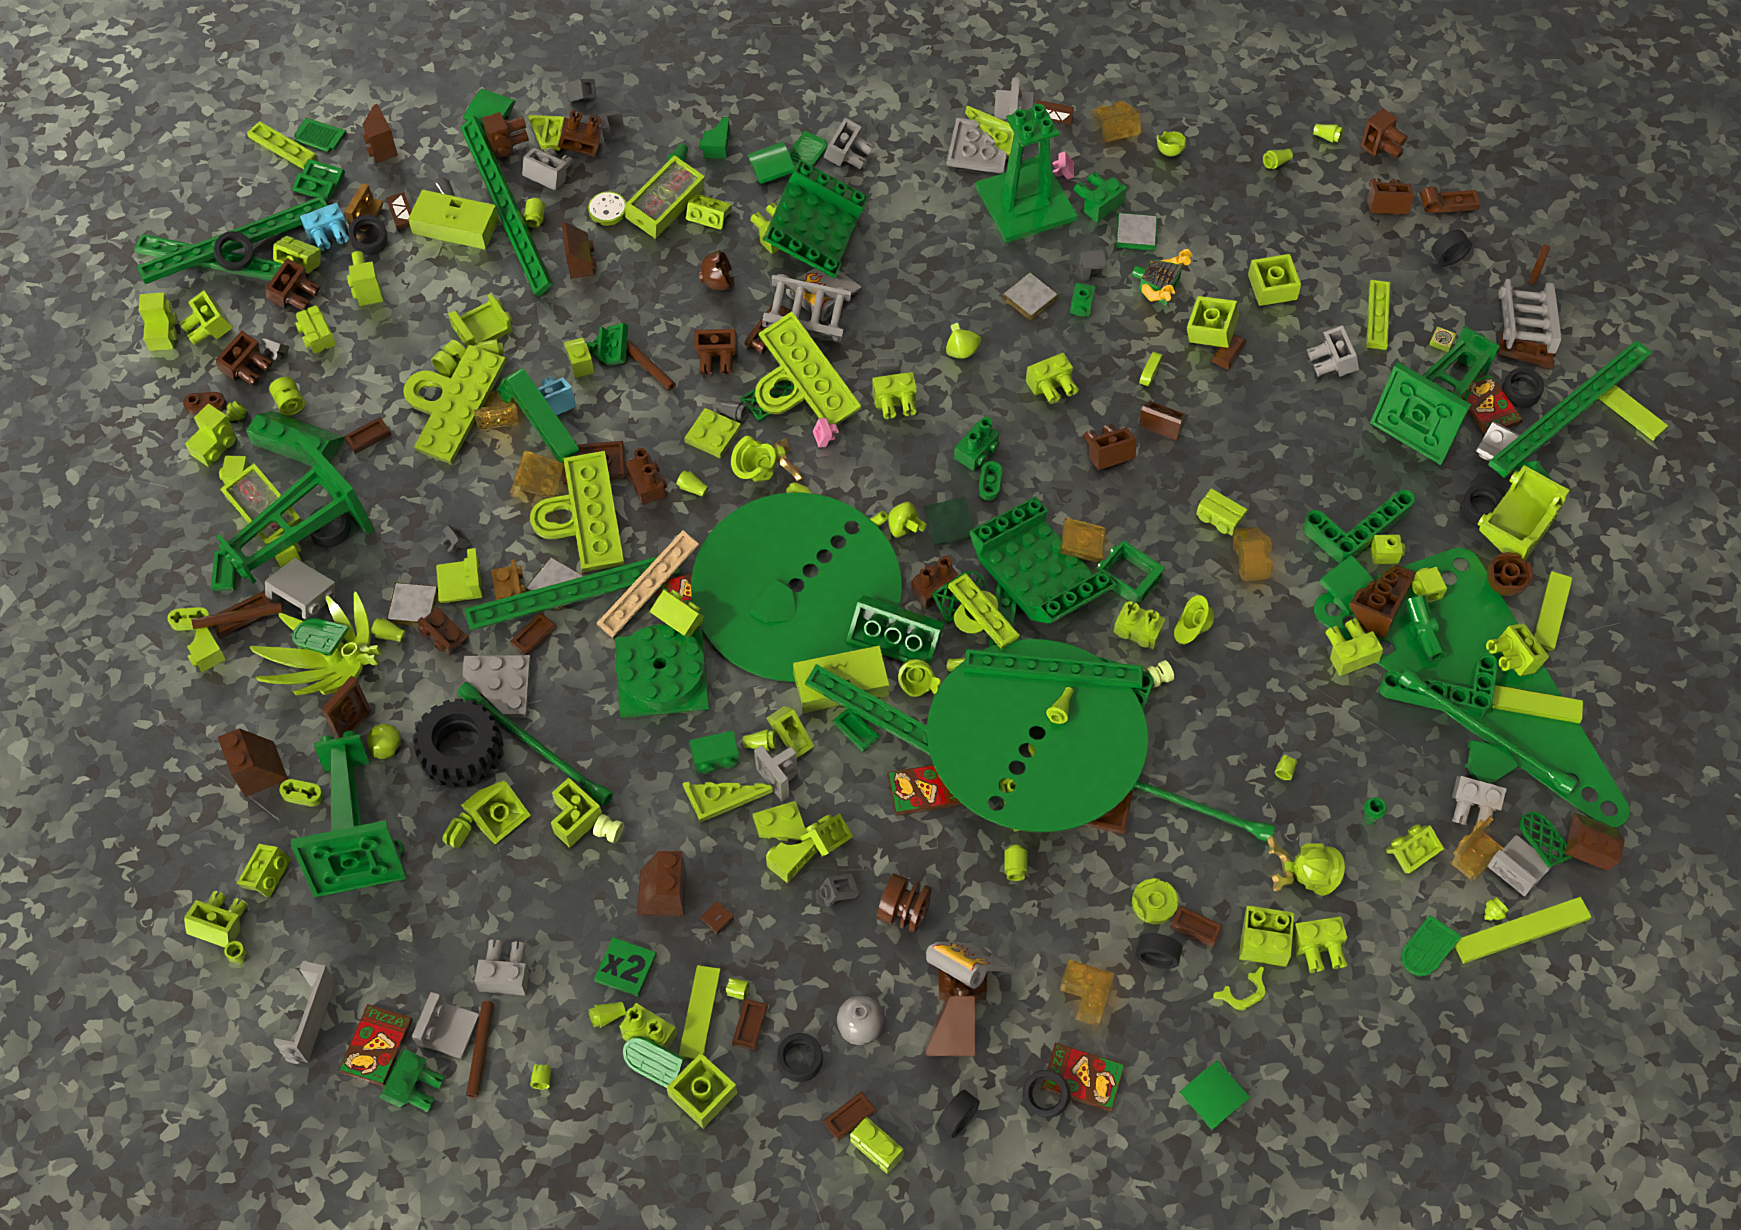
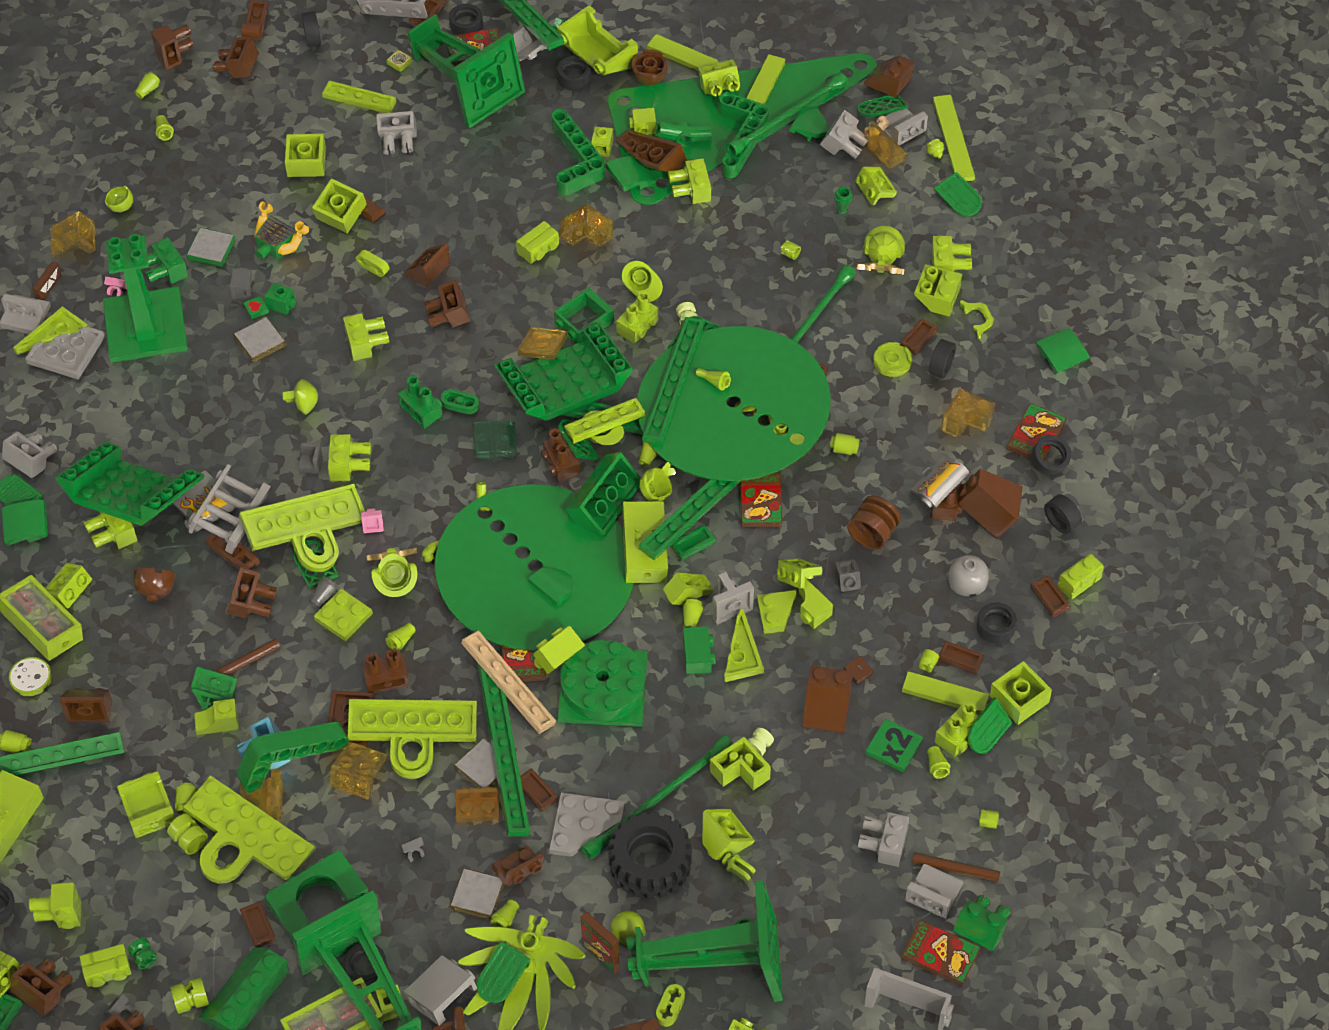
camera: 80 degrees left, 5 degrees down
(328, 353) = (142, 953): none -> green wheel
(389, 449) = (331, 871): none -> green arch
(460, 579) = (461, 843): lime bracket -> none
(904, 519) = (487, 469): lime piece -> none
(1067, 283) = (256, 307): none -> green tile
(1502, 838) = (882, 123): none -> tan arm

